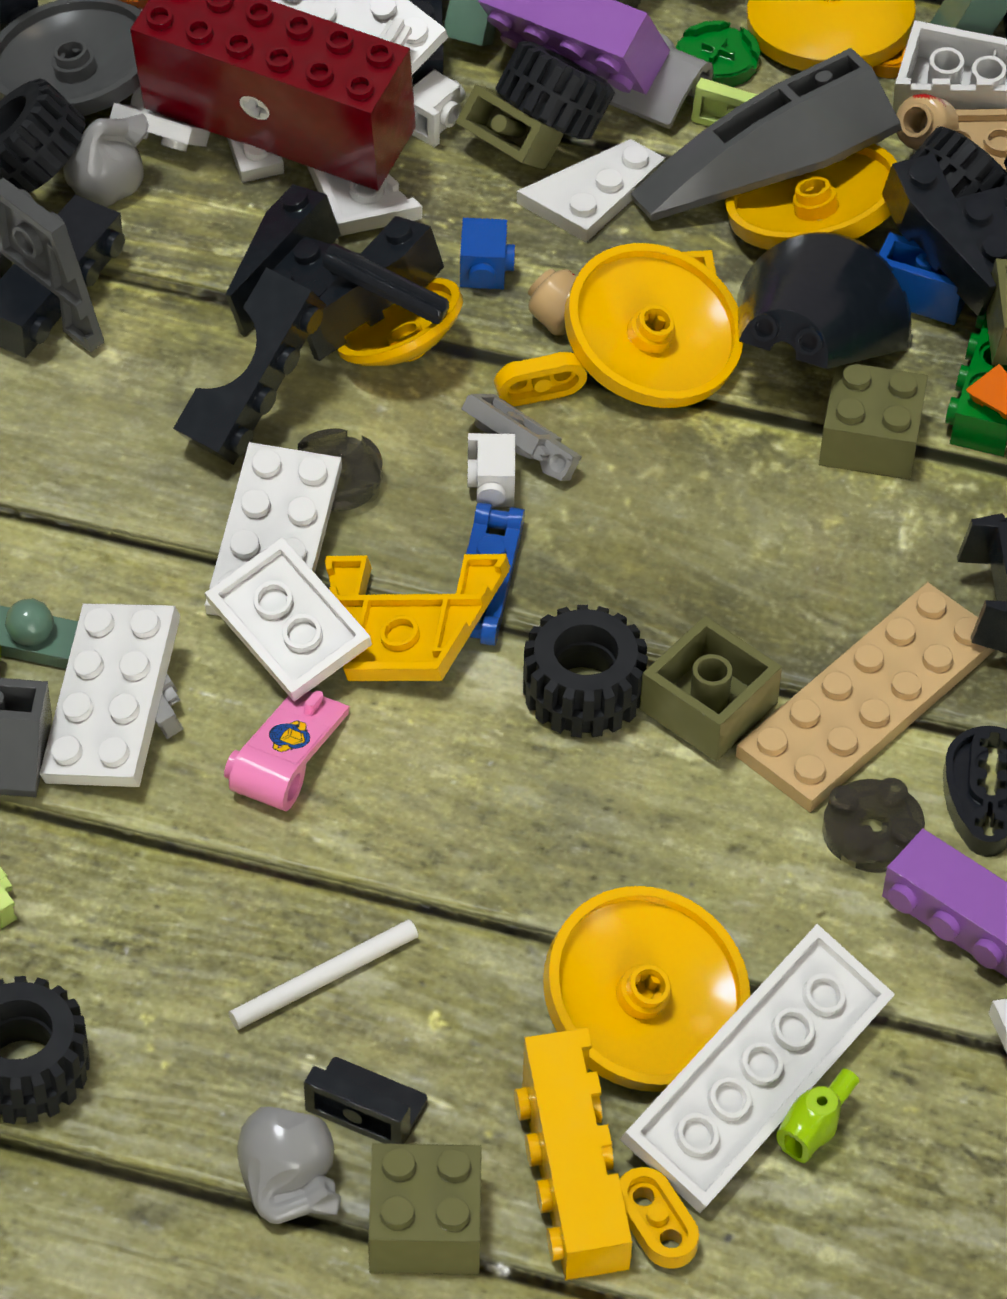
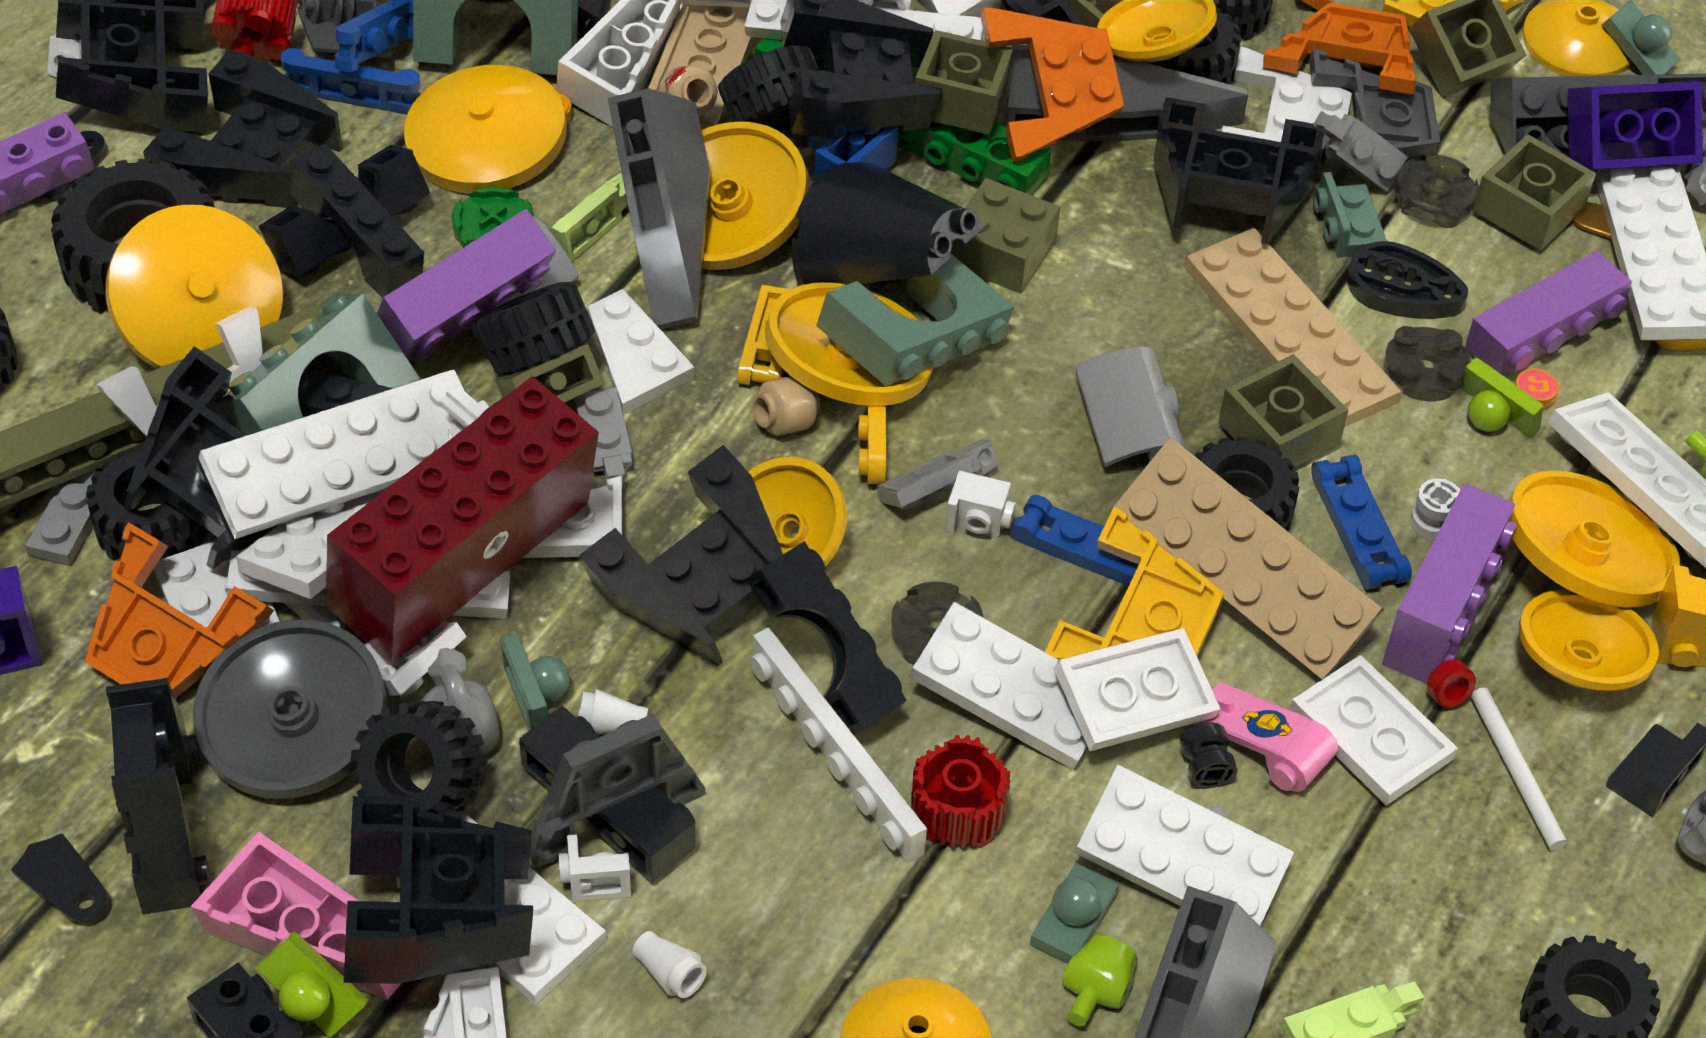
camera: 75 degrees left, 0 degrees up
(126, 515) = (960, 792): none -> red brick
(144, 259) = (607, 711): none -> white cone
(147, 432) = (843, 752): none -> white plate
(160, 203) = (533, 681): none -> sand green tile
(242, 701) = (1207, 750): none -> black wheel
(324, 835) = (1376, 729): none -> white plate
(385, 283) = (784, 497): black axle -> none
(404, 891) = (1451, 683): none -> red tile
(475, 192) = (605, 414): none -> light grey hinge
(484, 678) = (1249, 559): none -> tan plate
(485, 253) = (695, 439): blue brick -> none
(486, 971) = (1588, 641): none -> yellow dish
(516, 853) = (1451, 583): none -> medium lavender brick
(608, 793) = (1360, 523): none -> blue plate
(644, 850) = (1432, 506): none -> white wheel
(680, 571) = (1129, 403): none -> light grey panel
(730, 412) = (899, 347): none -> sand green arch
(834, 890) = (1499, 401): none -> lime tile
(879, 932) = (1539, 385): none -> coral tile

